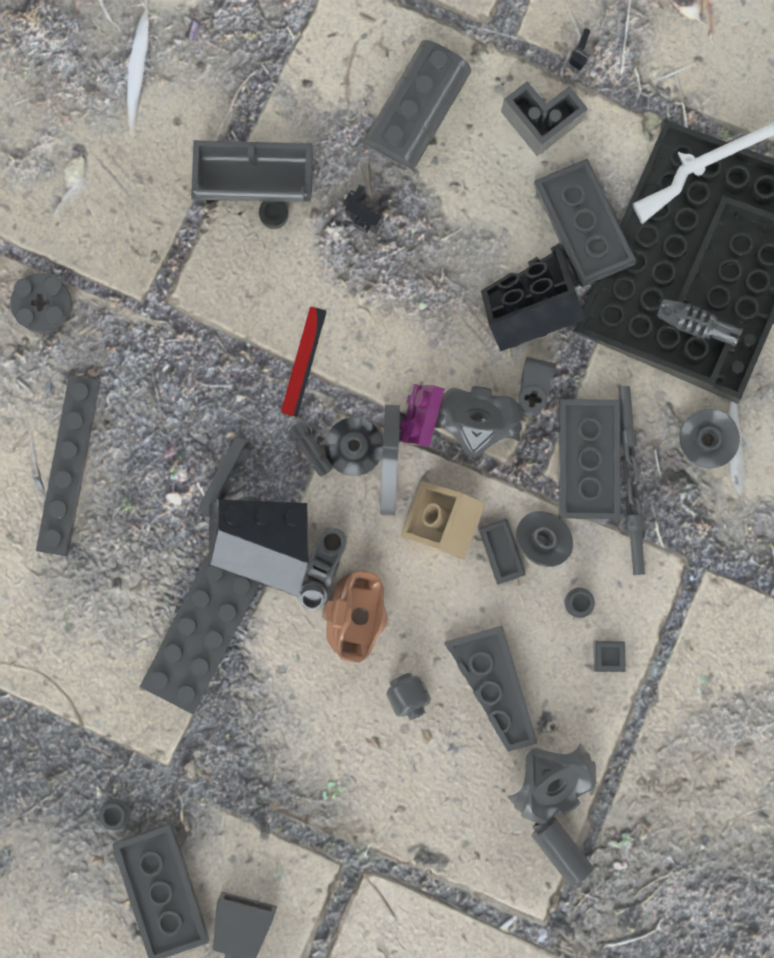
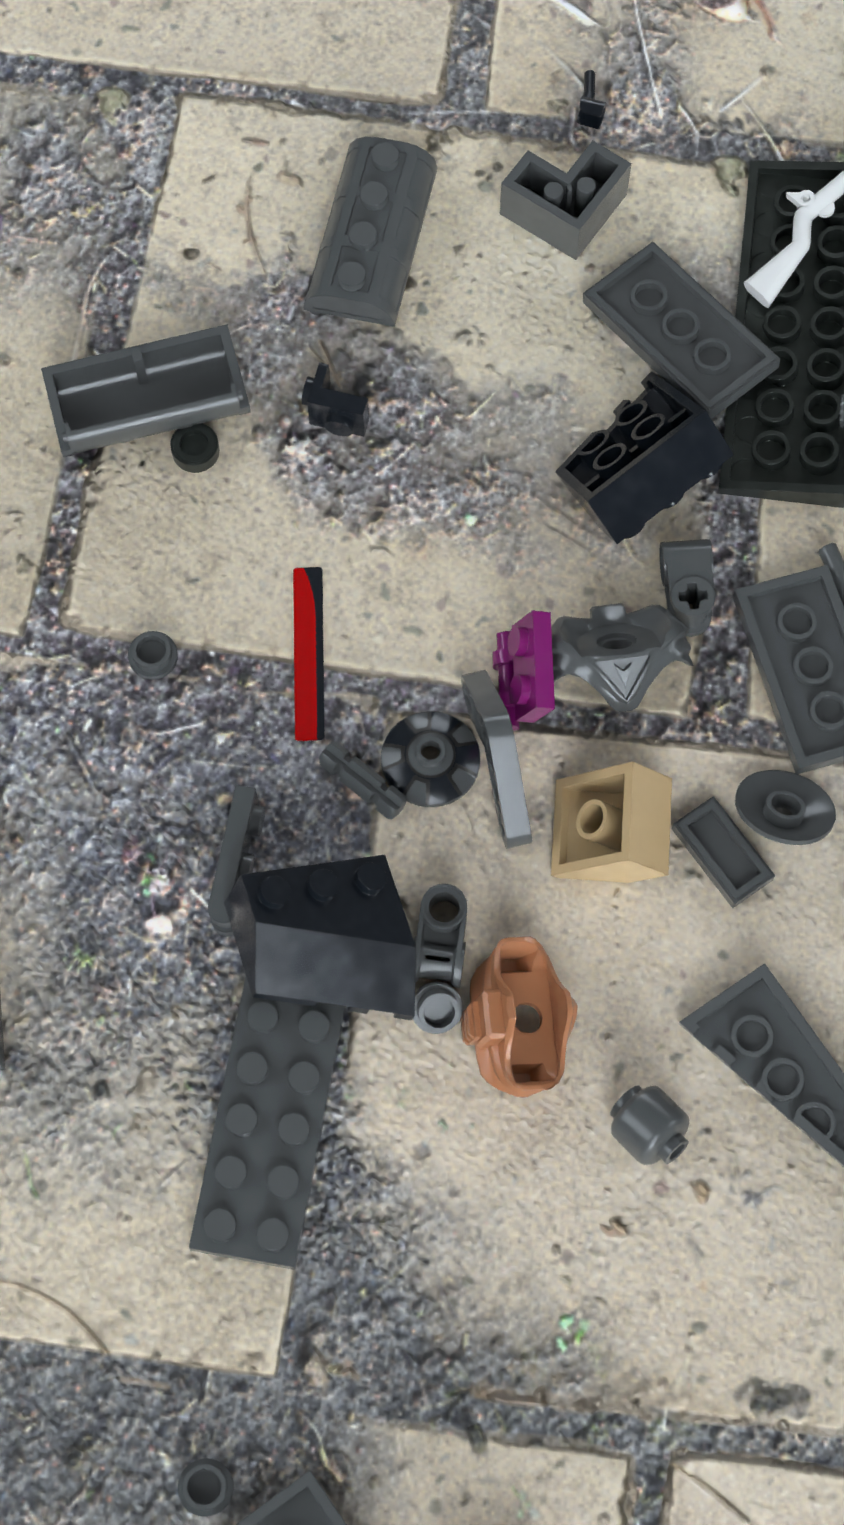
camera: 15 degrees left, 15 degrees down
(213, 338) = (152, 655): none -> dark grey plate

